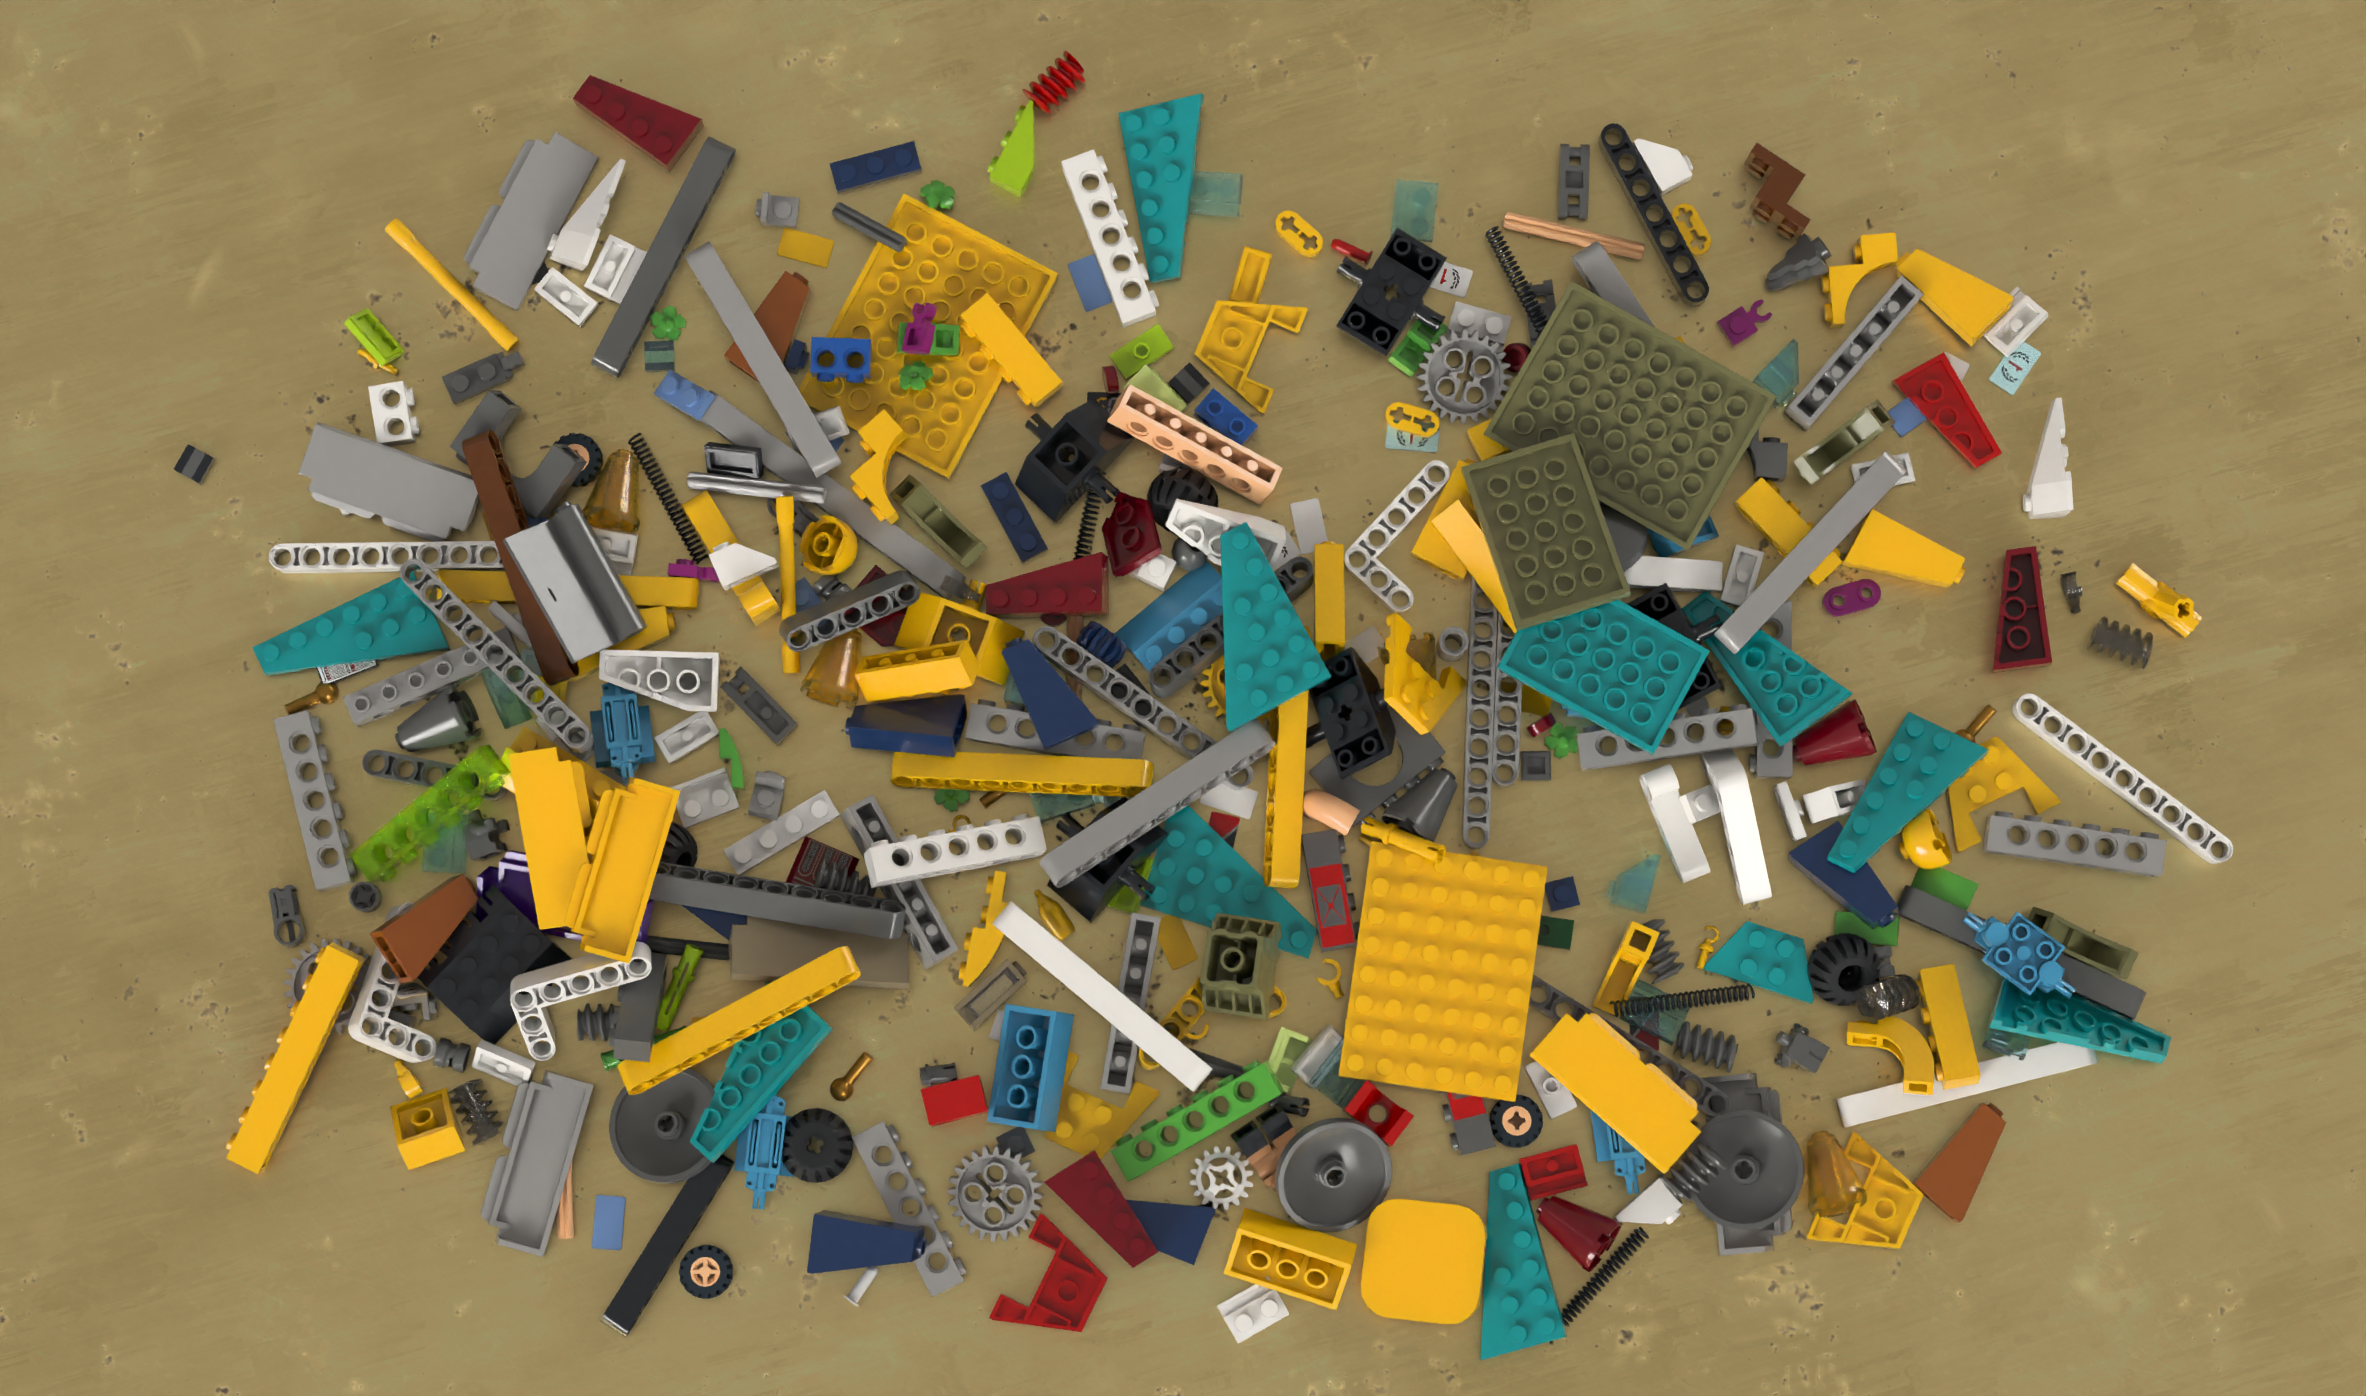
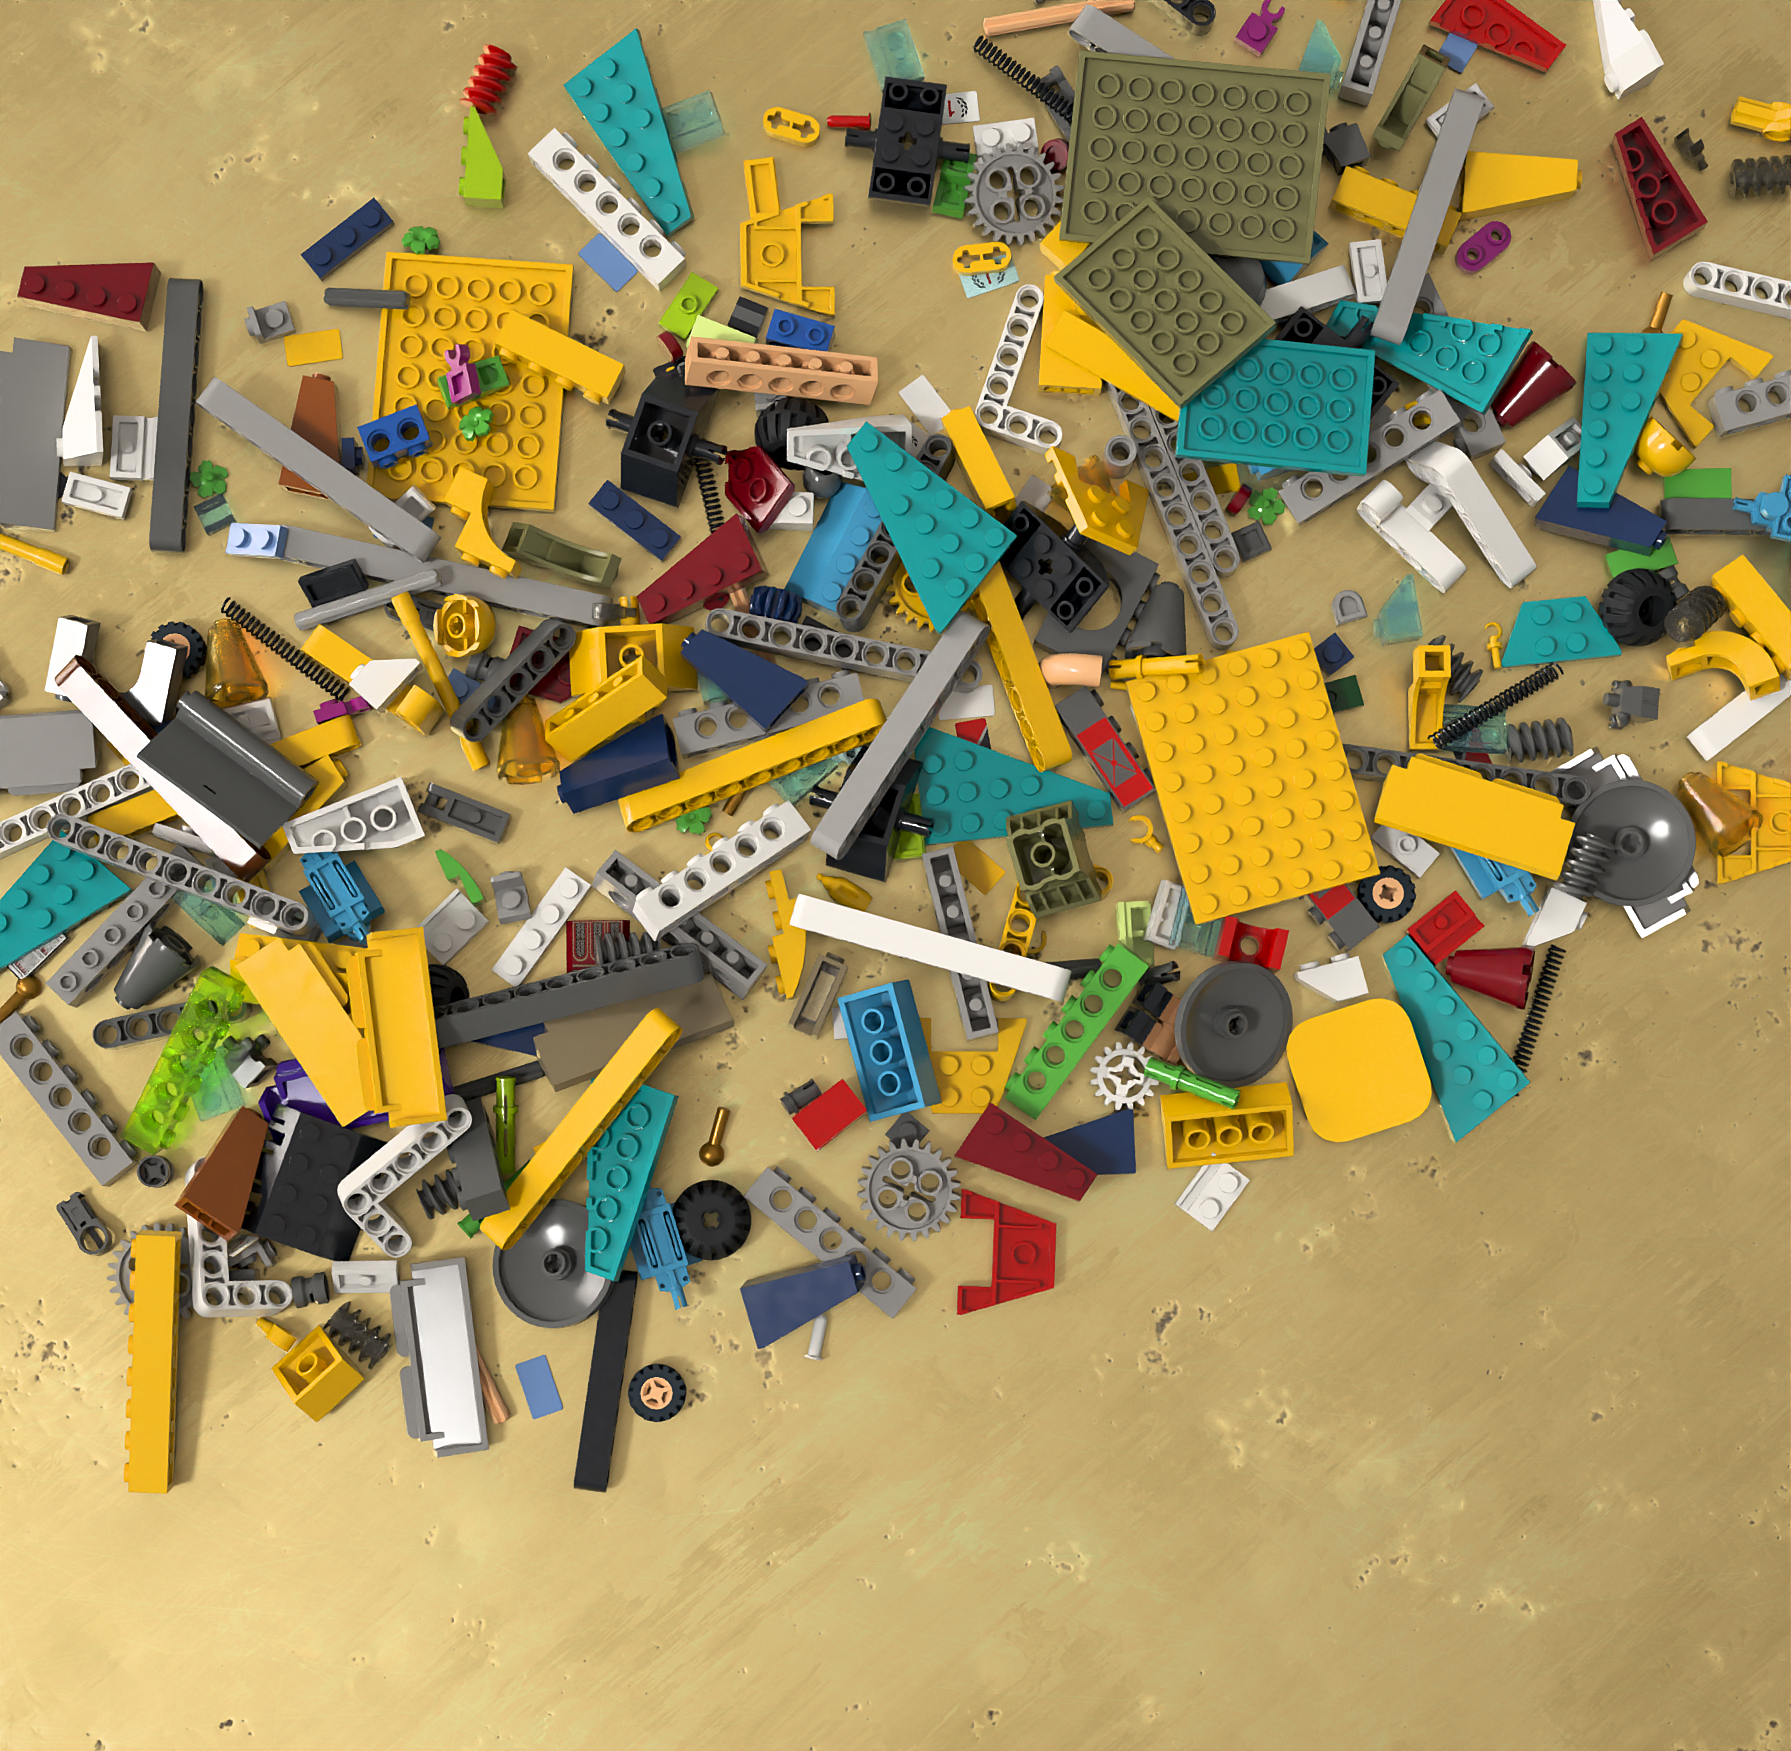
camera: 25 degrees left, 0 degrees up
(481, 376) = (44, 610): dark grey hinge -> none
(687, 736) = (406, 873): white plate -> none
(1266, 1200) = (1198, 1085): none -> bright green pin
(1439, 1176) = (1334, 981): none -> white slope
(1594, 859) = (1348, 607): none -> light grey tile

